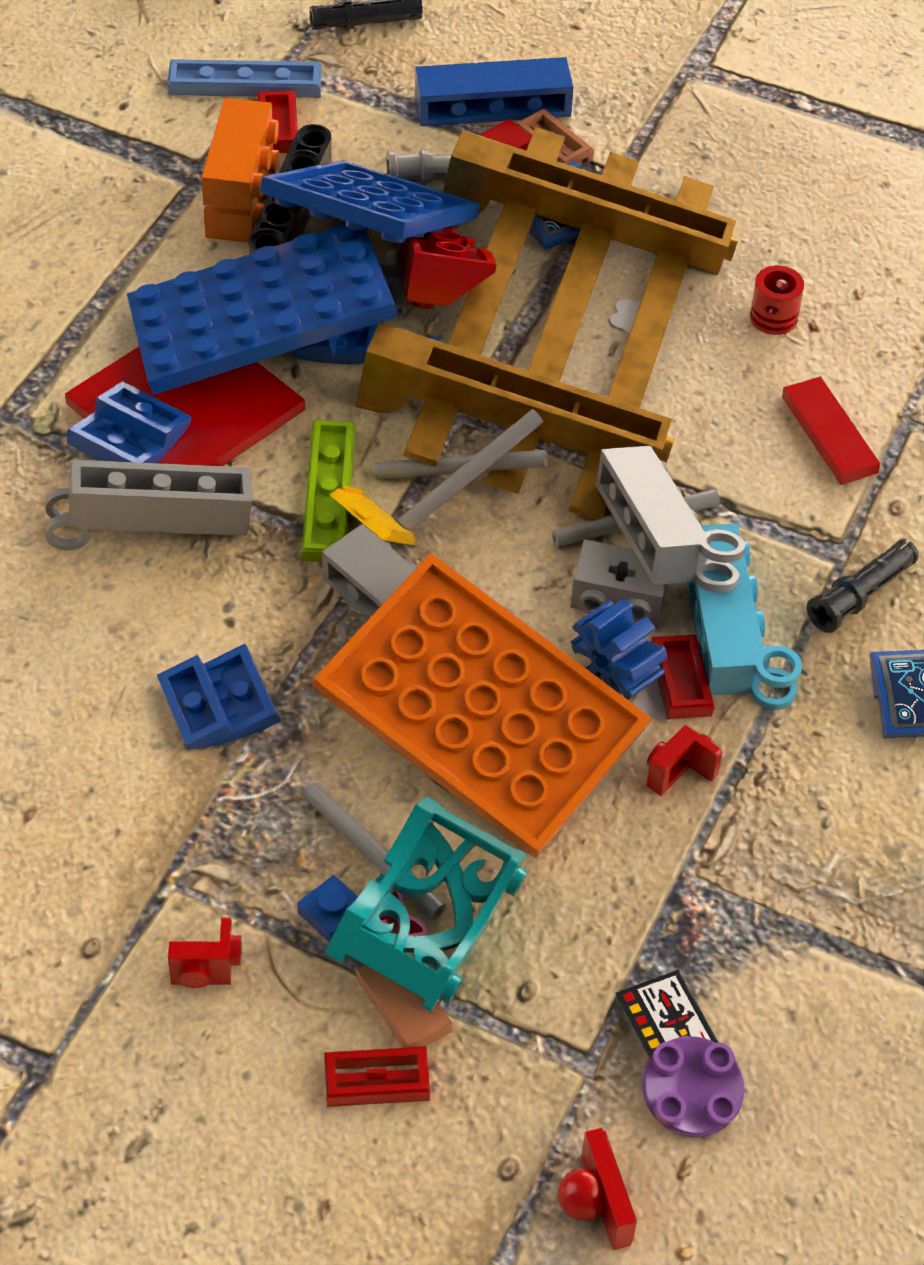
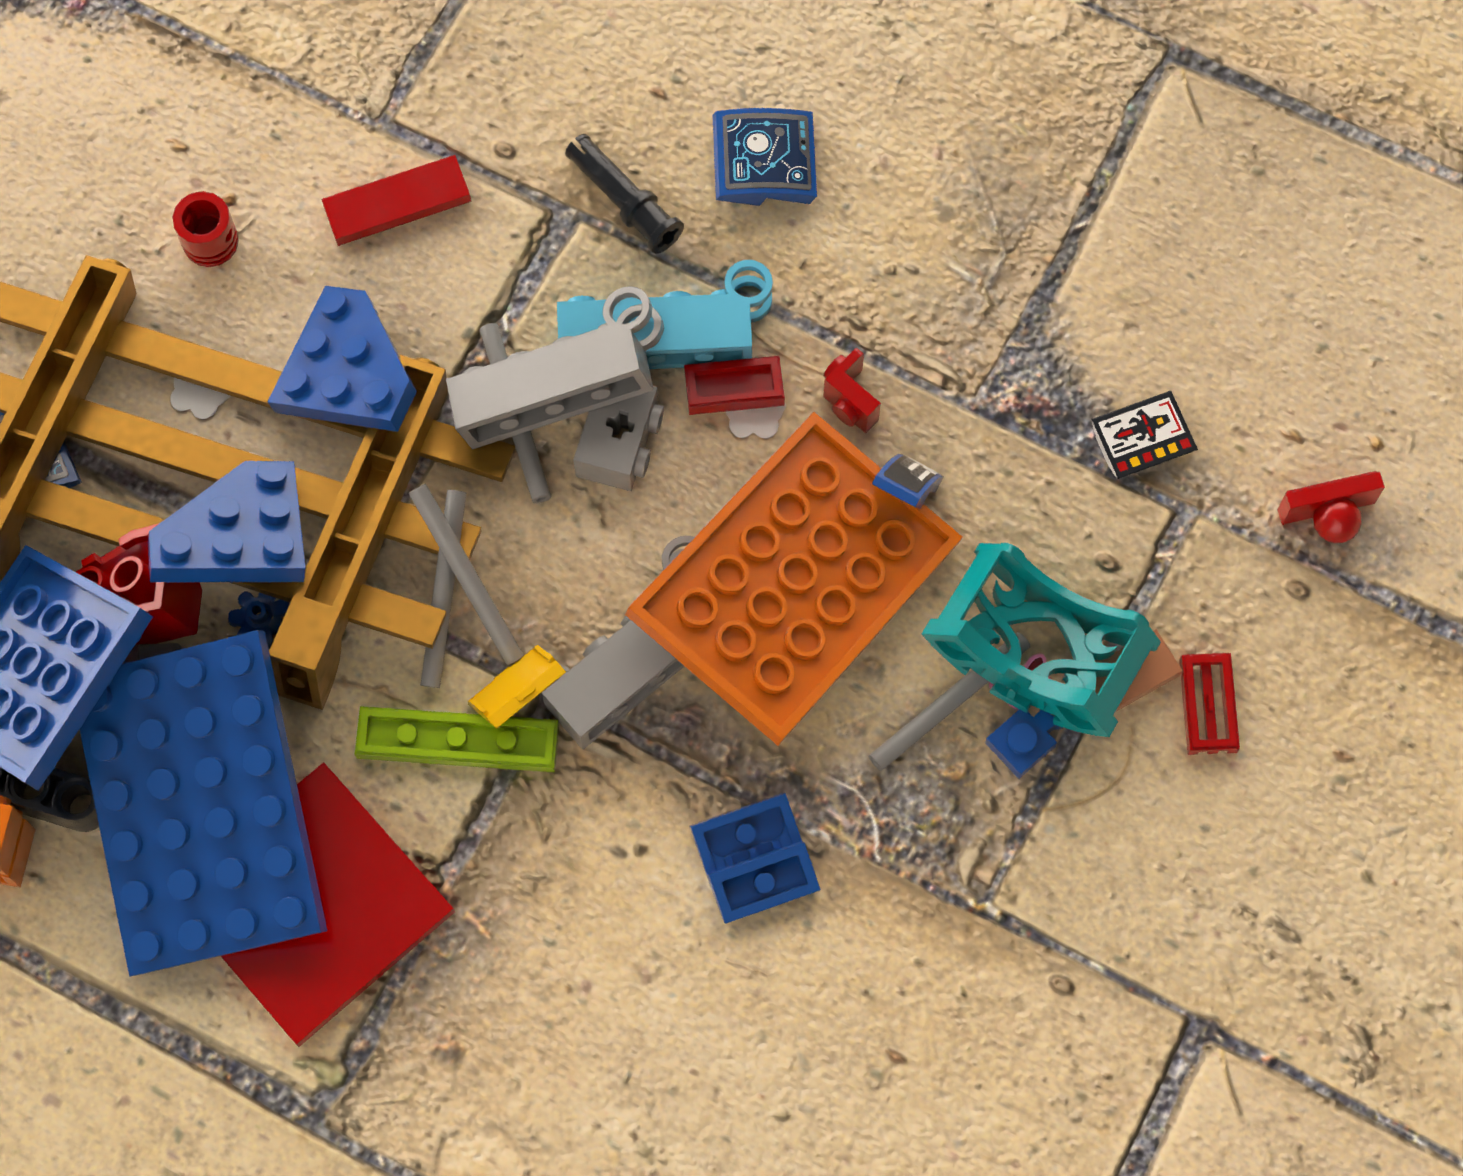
camera: 85 degrees left, 20 degrees up
(129, 427) = (371, 961): blue slope -> none
(151, 500) = (495, 925): light grey hinge -> none
(205, 962) = (1099, 870): red bracket -> none
(489, 304) = (234, 530): none -> plate
(586, 788) = (907, 480): none -> slope
(619, 648) = (724, 436): blue gear -> none
(649, 382) = (345, 367): none -> blue plate
(693, 1086) = (1219, 416): medium lavender dish -> none

